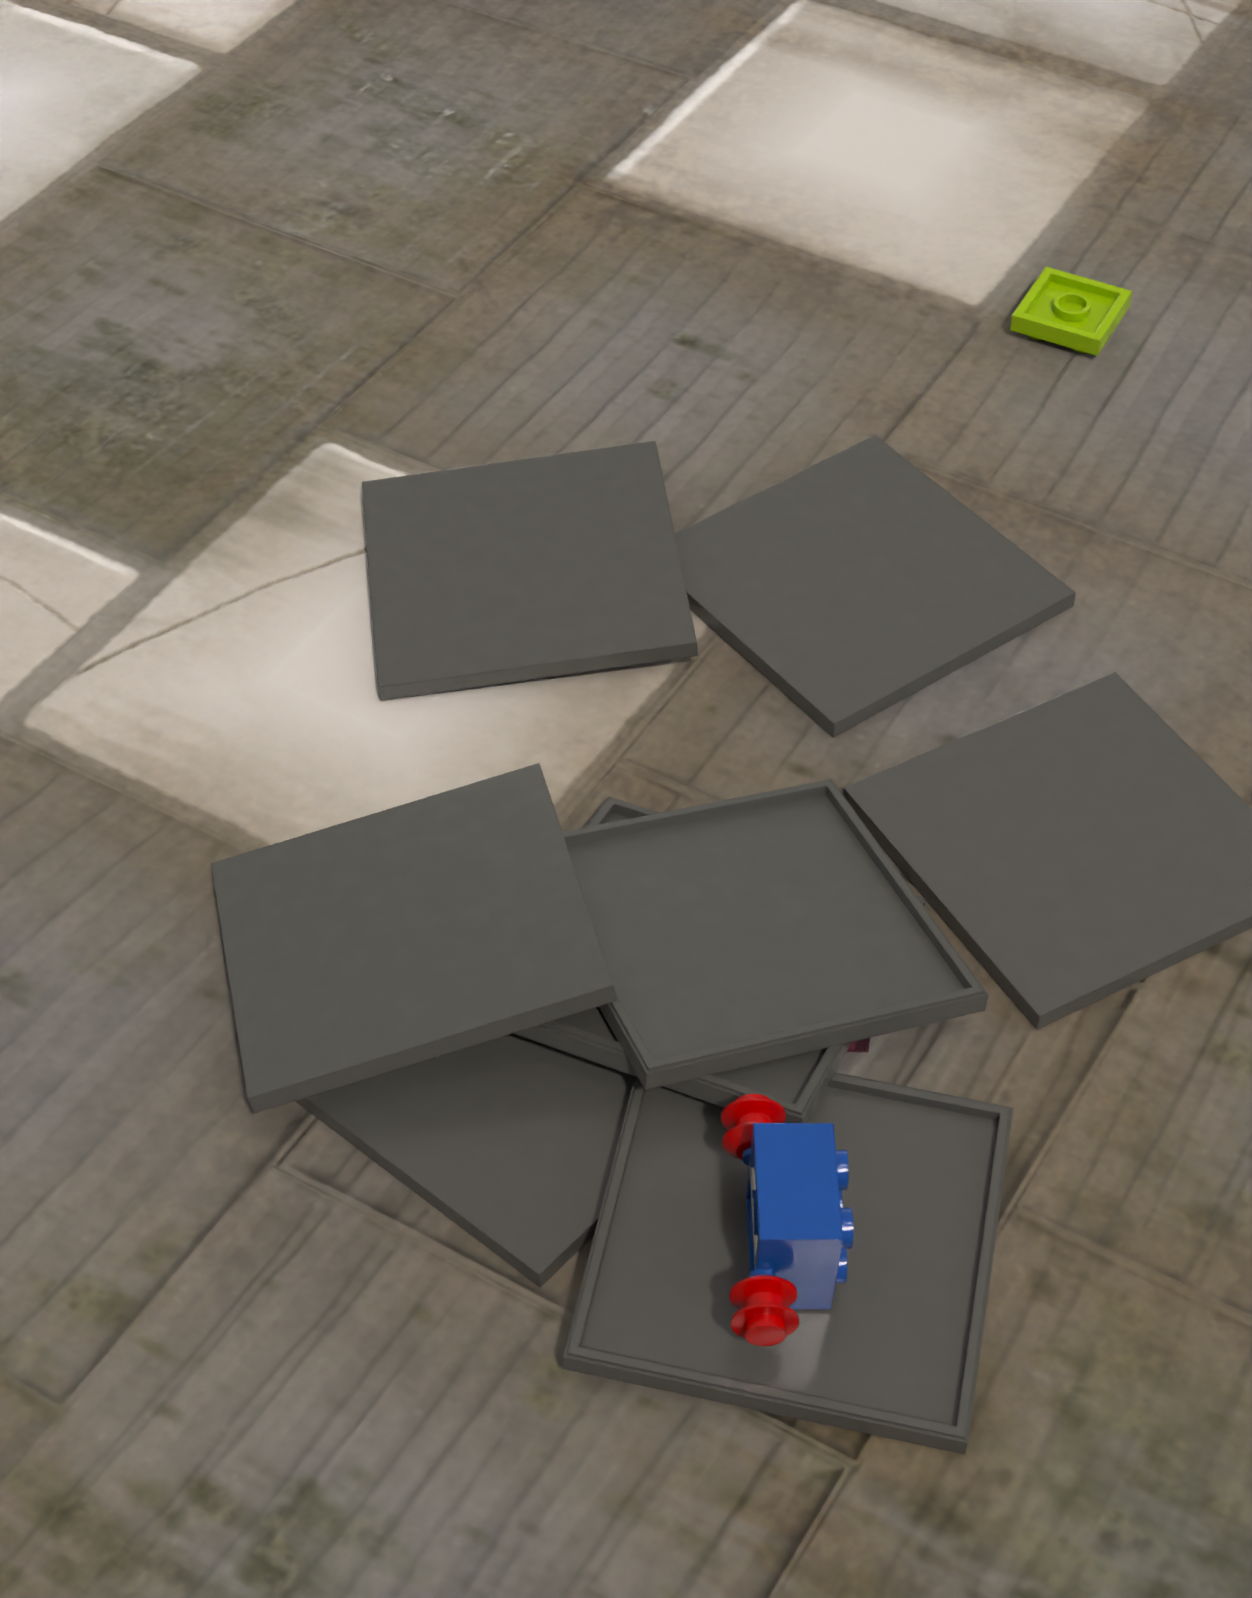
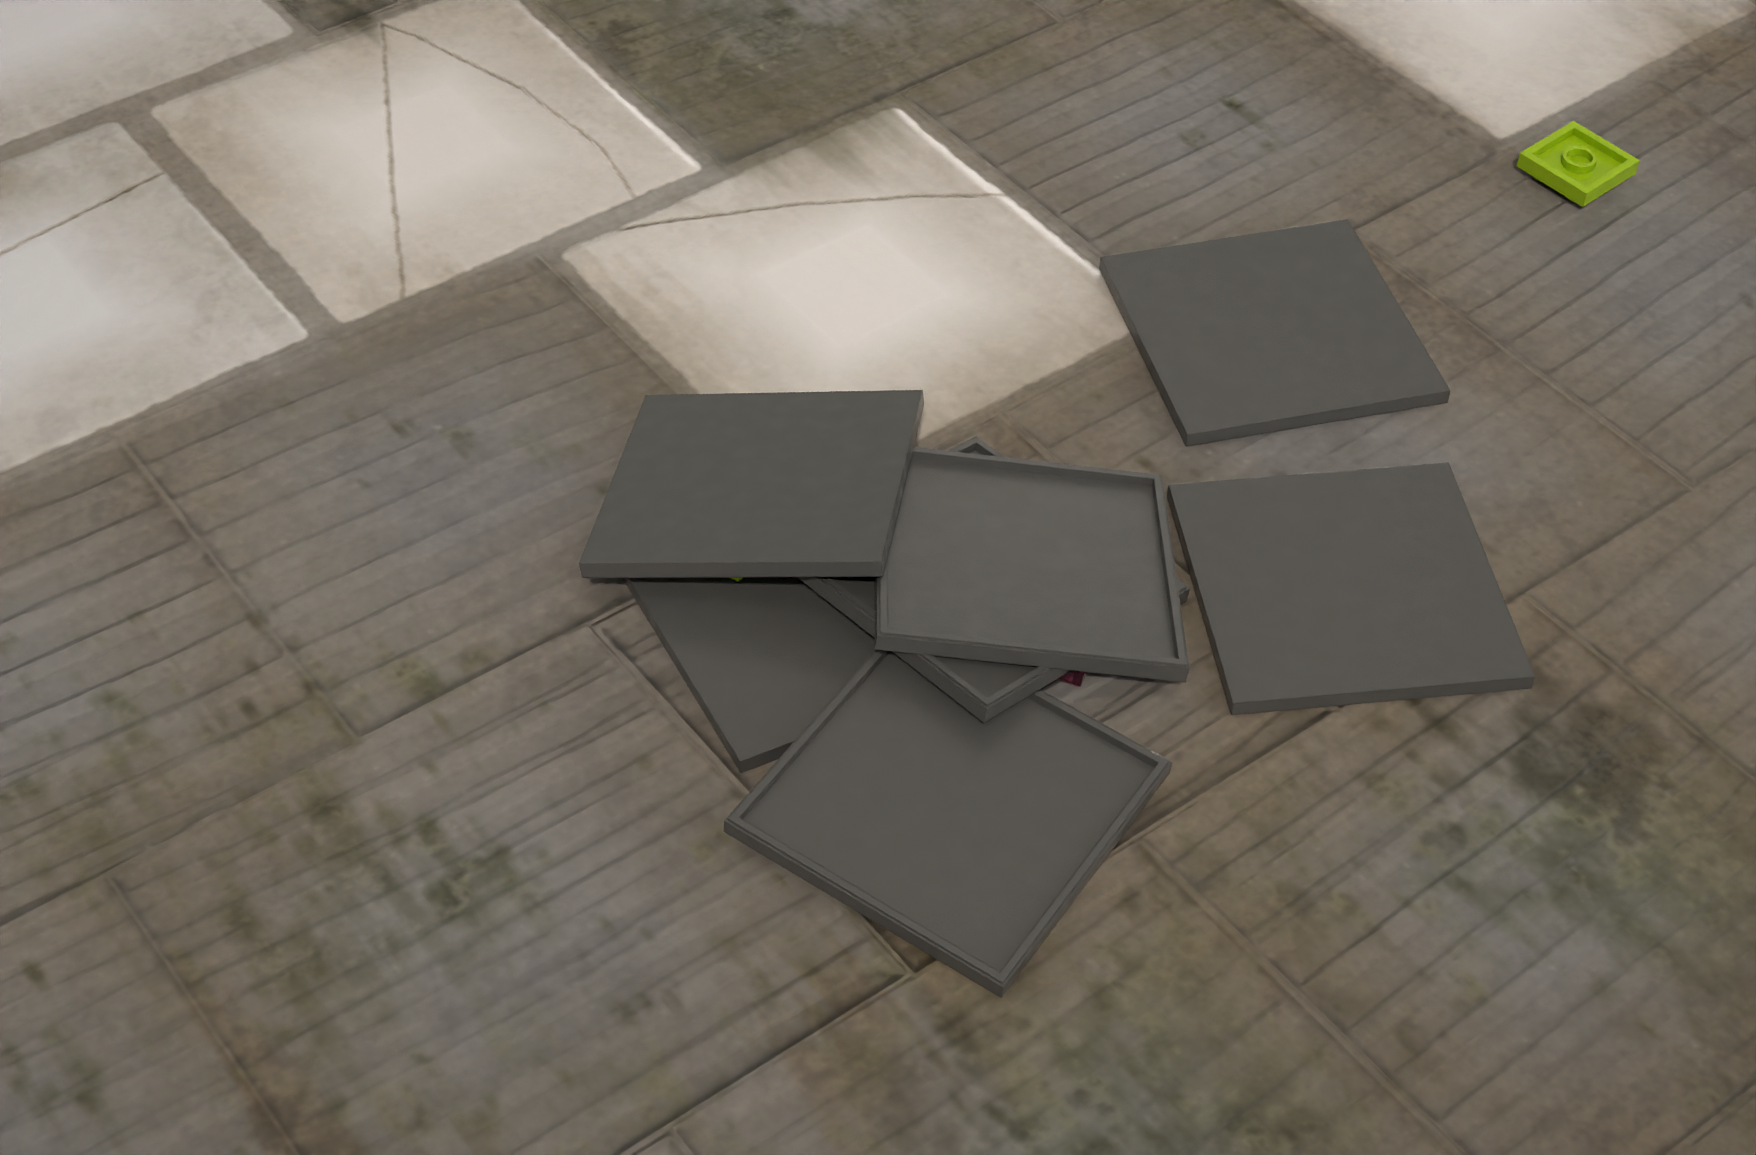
camera: 20 degrees right, 0 degrees up
(524, 571) = (999, 246): dark grey tile -> none
(792, 1215) = (933, 776): blue brick -> none

